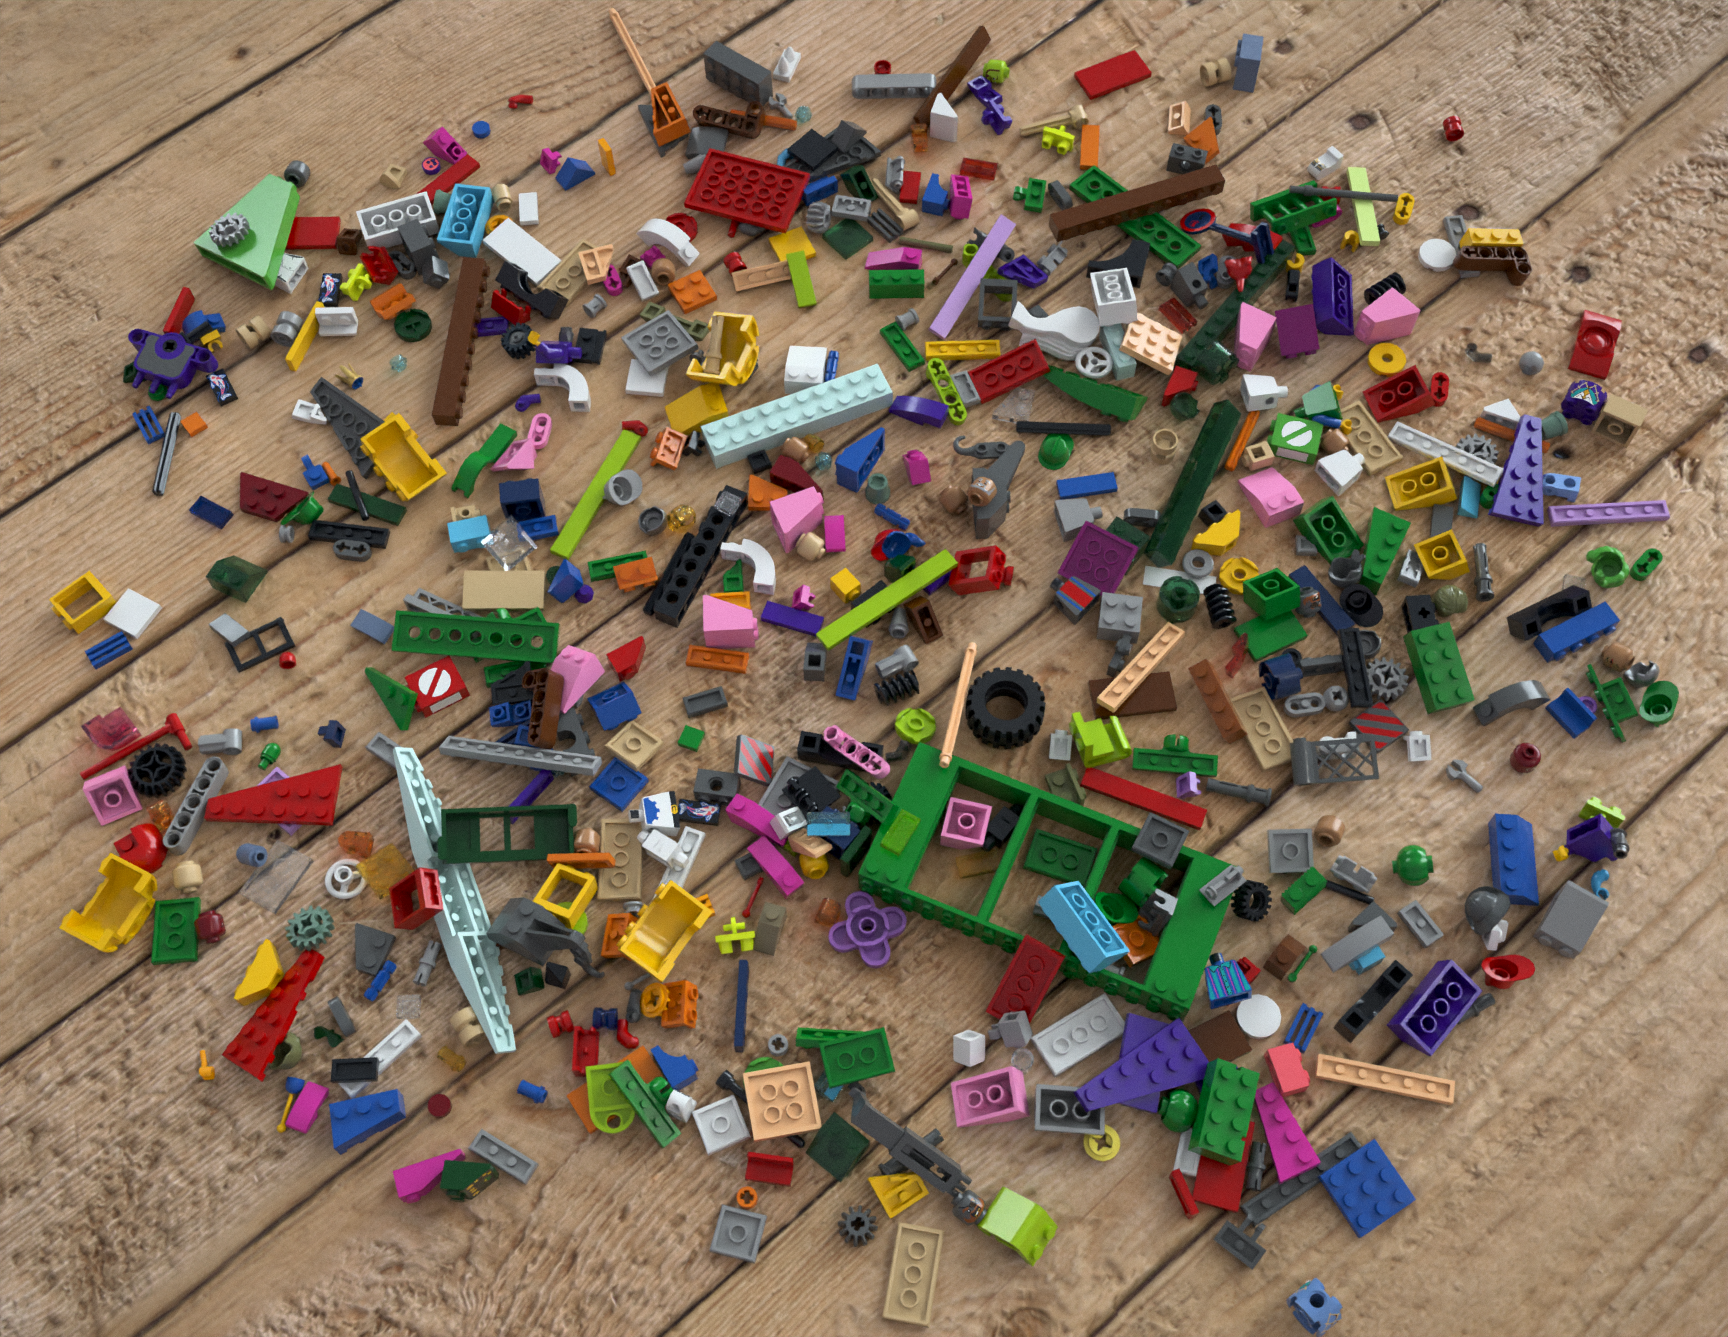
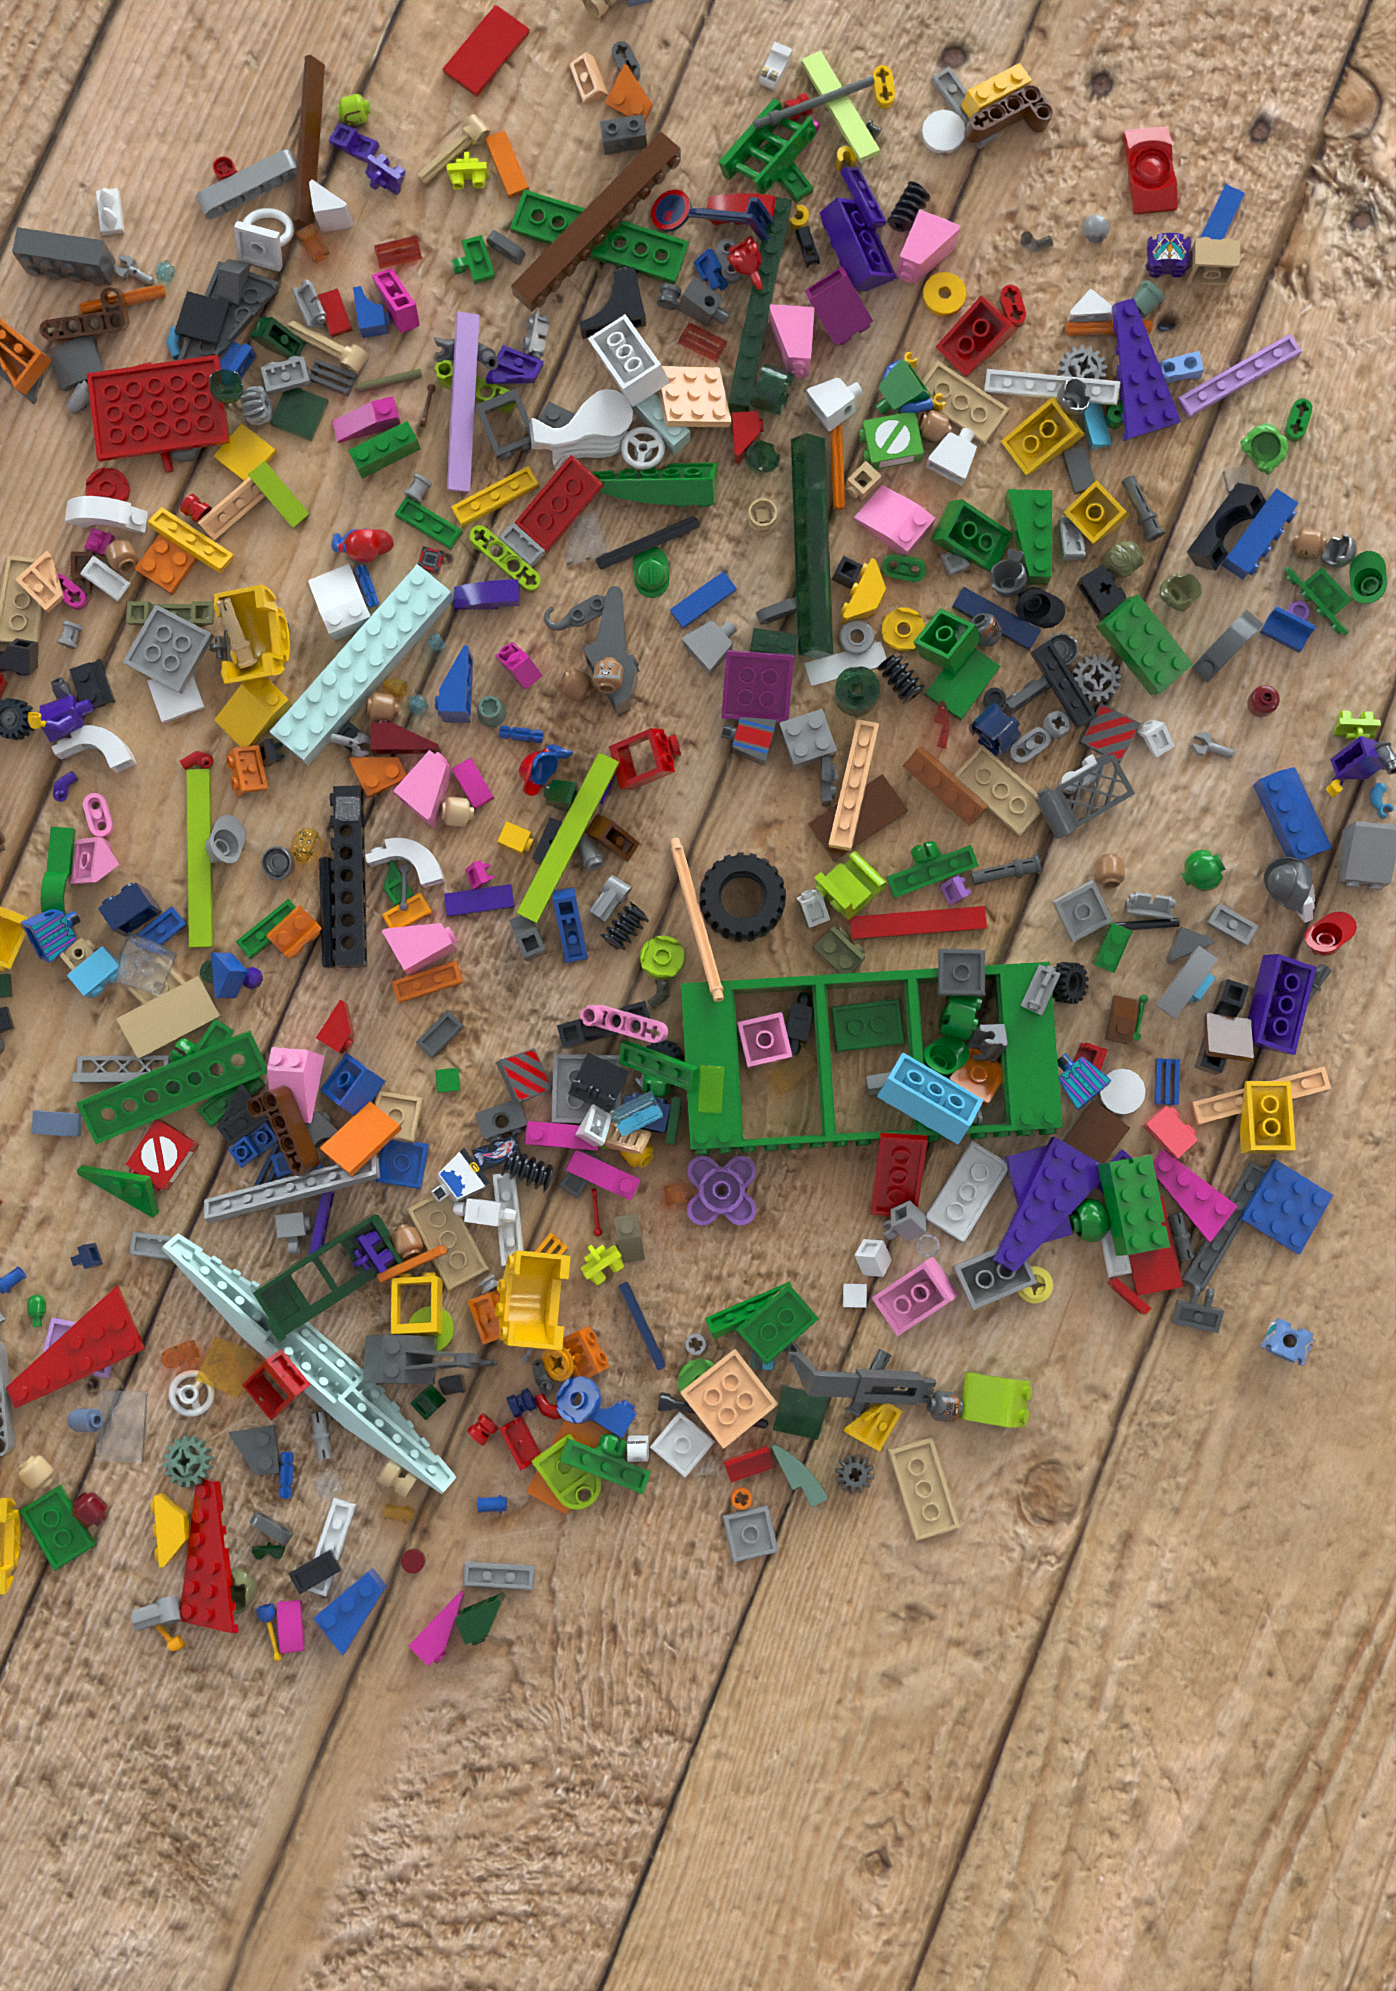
camera: 25 degrees left, 20 degrees up
(213, 1040) = (163, 1612): none -> light grey piece
(454, 489) = (51, 932): none -> blue torso
(503, 788) = (291, 1227): none -> light grey brick
(554, 824) = (378, 1260): none -> dark purple hips
(596, 741) = (360, 1138): none -> orange tile
(658, 1045) = (590, 1400): none -> tile
(715, 833) = (528, 1169): none -> black piece
(719, 283) = (190, 540): none -> yellow plate
(746, 569) = (404, 870): none -> dark grey hinge
(758, 463) = (352, 742): none -> light grey bar
(803, 192) = (225, 386): none -> clear green hair
(808, 1203) = (800, 1475): none -> sand green slope
(845, 337) = (363, 544): none -> red hair
(862, 426) = (436, 642): none -> clear light blue plate
(881, 120) = (262, 245): none -> white tile
(891, 370) = (431, 559): none -> tile
(936, 1073) = (854, 1295): none -> white tile
(1261, 531) = (903, 569): none -> green plate
(1352, 271) = (863, 197): none -> dark purple tile
(1375, 1009) = (1228, 1037): none -> tile
(1381, 1098) = (1267, 1118): none -> yellow slope
(1459, 462) = (1072, 397): none -> flat silver hair
(1487, 644) = (1180, 591): none -> olive hair
(1647, 392) = (1223, 213): none -> blue tile

